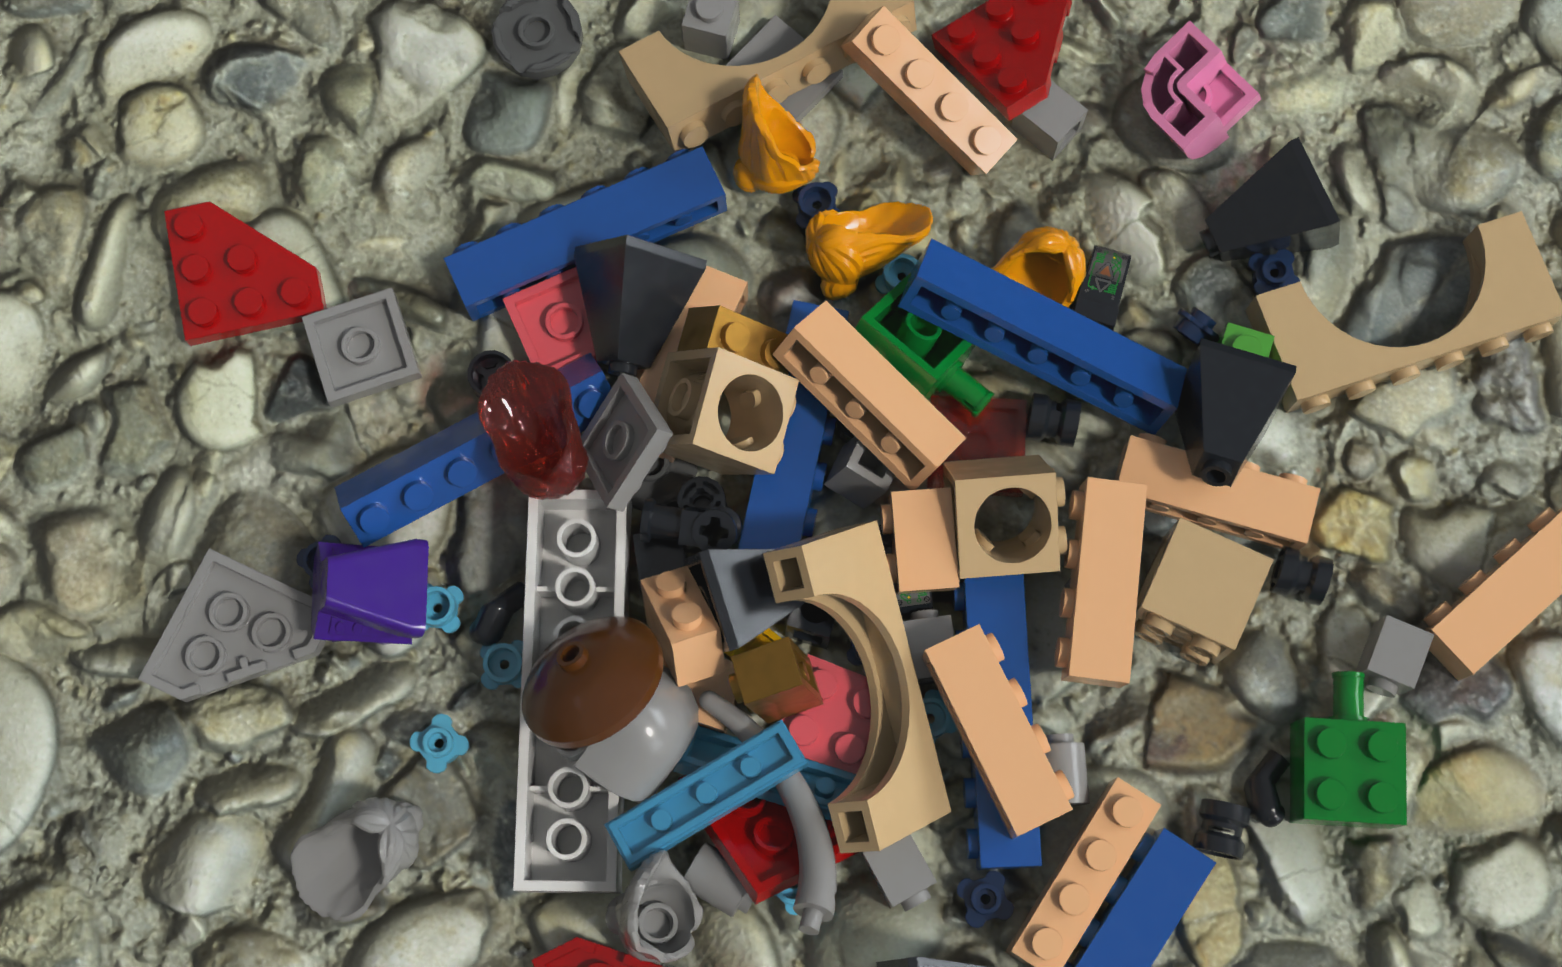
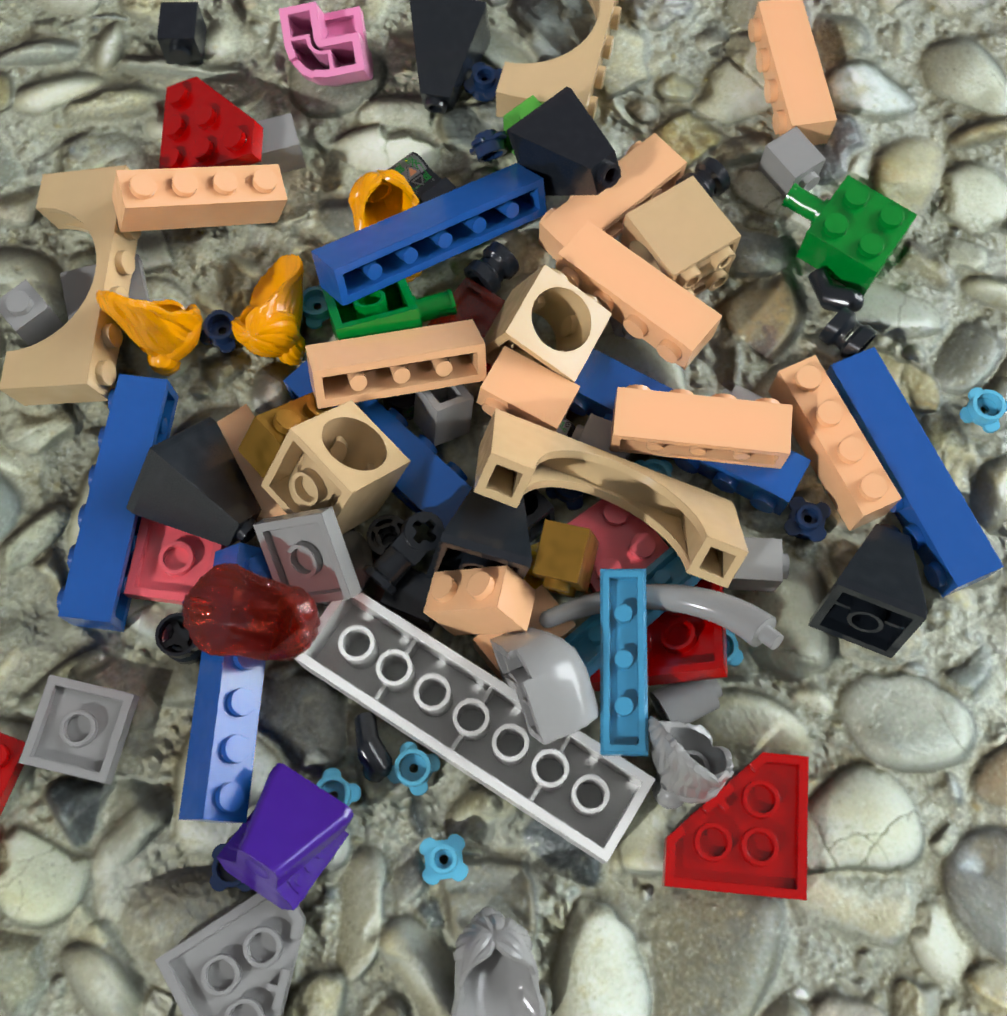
camera: 60 degrees left, 5 degrees down
(592, 681) = (486, 690): reddish brown dish -> none

